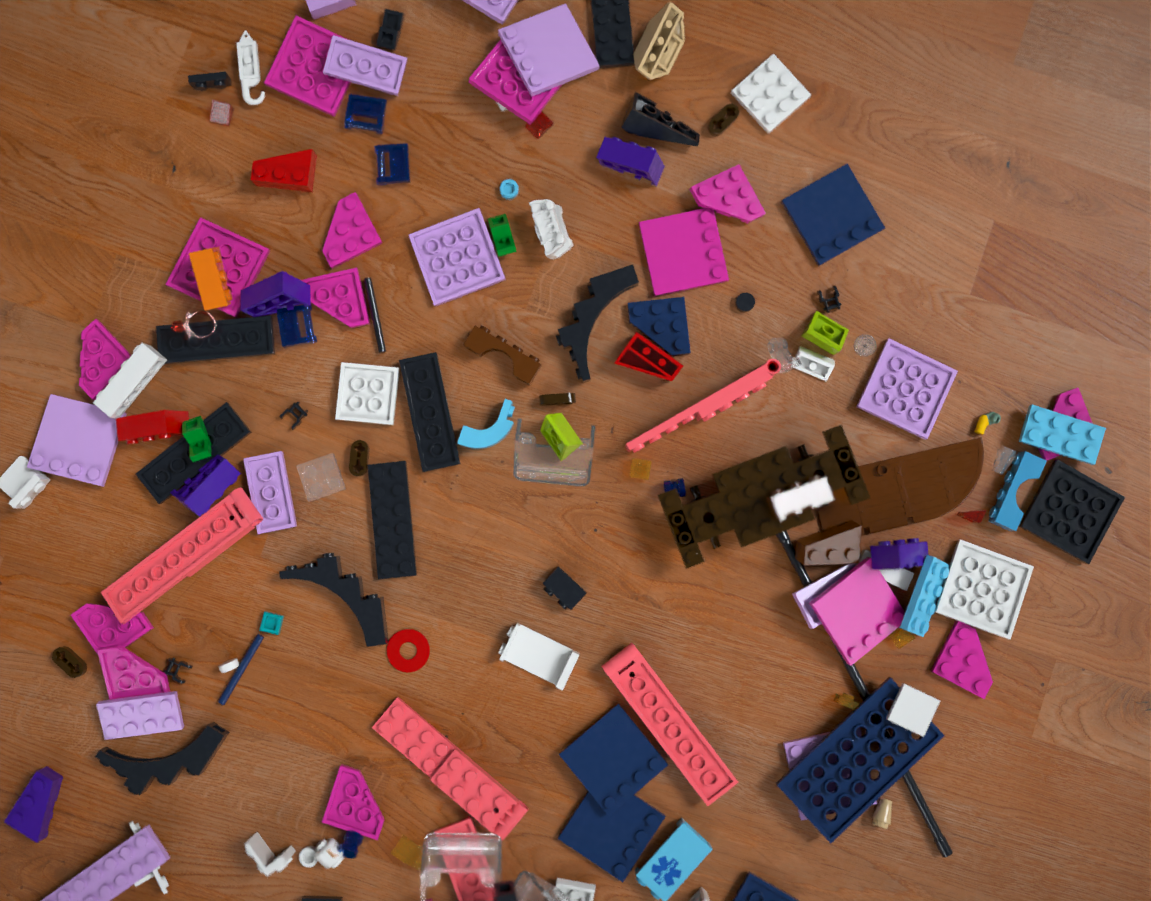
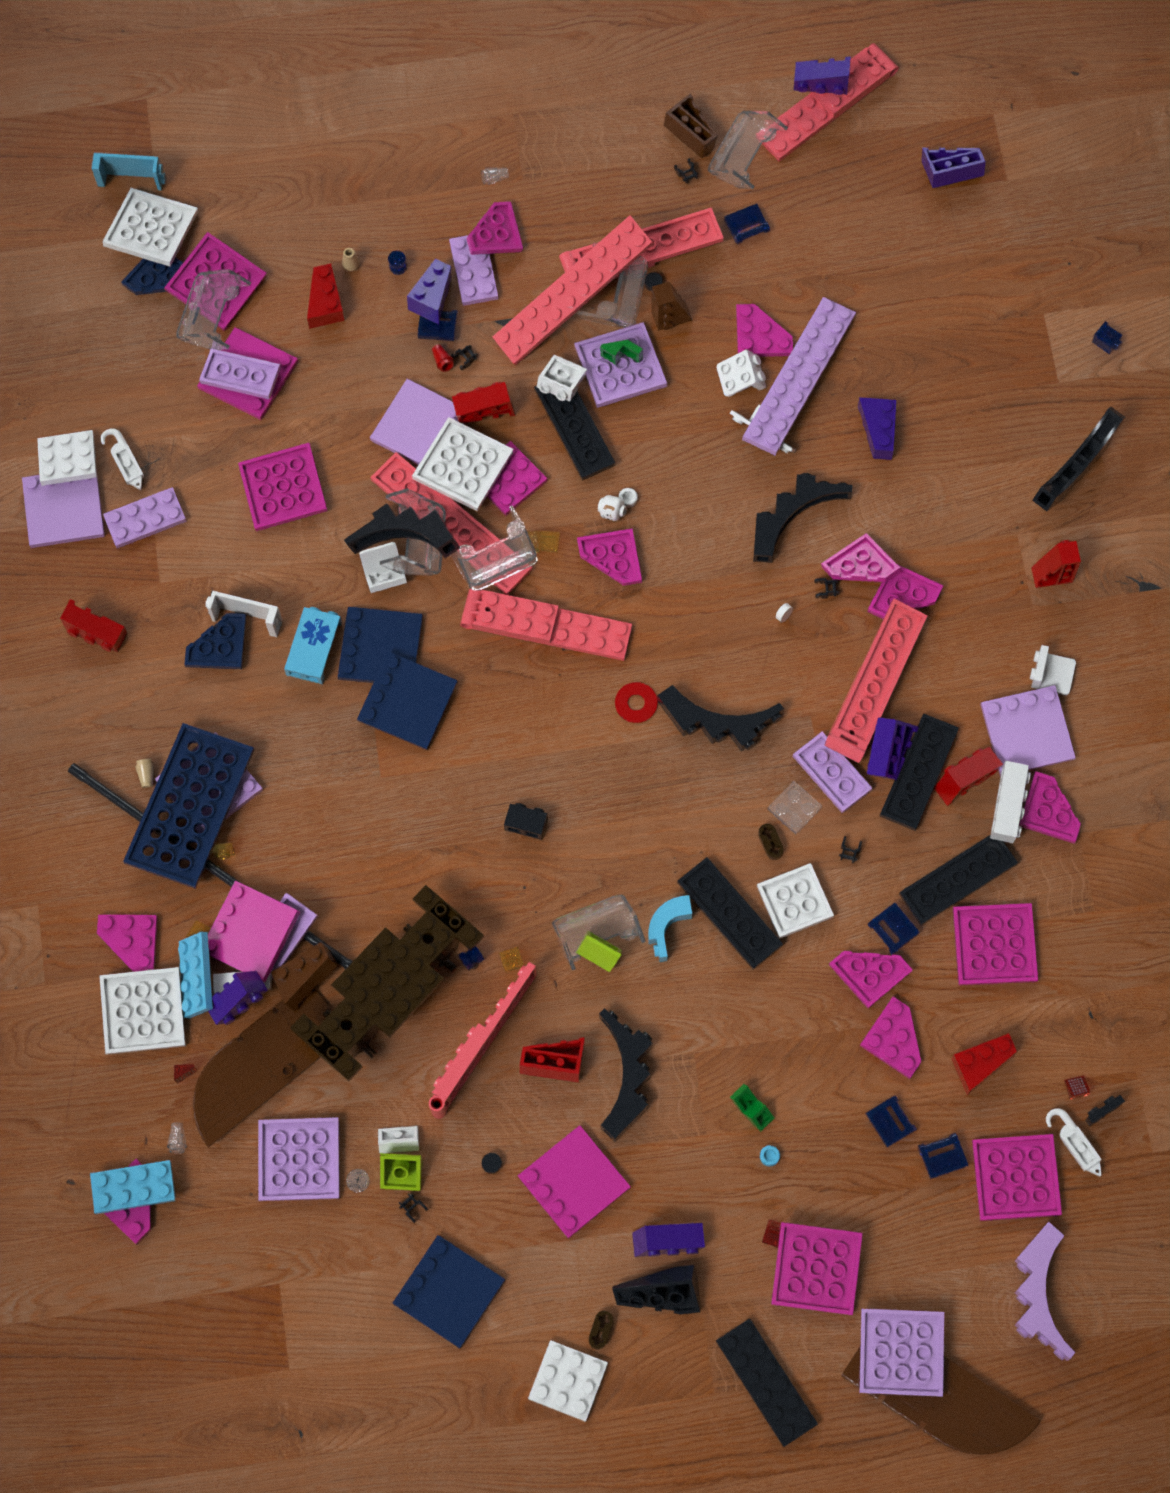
camera: 160 degrees right, 15 degrees down
(66, 664) = (921, 550): dark brown beam -> none
(140, 715) = (835, 536): lavender plate -> none
(179, 326) = (993, 869): clear red piece -> none
(197, 437) = (920, 783): green slope -> none
(211, 278) = (992, 927): orange wedge -> none
(240, 670) = (772, 615): dark blue bar -> none
(265, 859) = (660, 475): white bracket -> none
(271, 623) = (768, 666): teal tile -> none
(273, 294) = (926, 941): dark purple wedge -> none
(350, 845) = (597, 523): clear blue wheel -> none
(365, 65) = (968, 1199): lavender plate -> none
(375, 315) = (828, 975): black bar -> none
(390, 30) = (966, 1251): black slope -> none
(392, 520) = (711, 804): black plate -> none
(457, 257) = (782, 1066): lavender plate -> none
(482, 342) = (715, 999): reddish brown arch -> none
(539, 655) = (518, 755): white panel -> none
(548, 49) = (804, 1306): lavender plate -> none
(550, 228) = (710, 1135): white piece -> none
(557, 399) = (620, 983): dark brown beam -> none
(660, 43) = (700, 1367): tan wedge -> none
(663, 323) = (559, 1104): dark blue plate -> none
(669, 724) = (374, 753): coral hinge -> none
(729, 195) = (557, 1256): dark pink plate -> none
(779, 350) = (432, 1128): clear leg -> none
(799, 497) = (356, 989): wedge -> none
(913, 709) = (162, 868): white tile -> none
(985, 420) = (210, 1168): arm -> none
(1006, 511) = (152, 1140): dark azure arch -> none
(1072, 511) = (90, 1123): black plate -> none

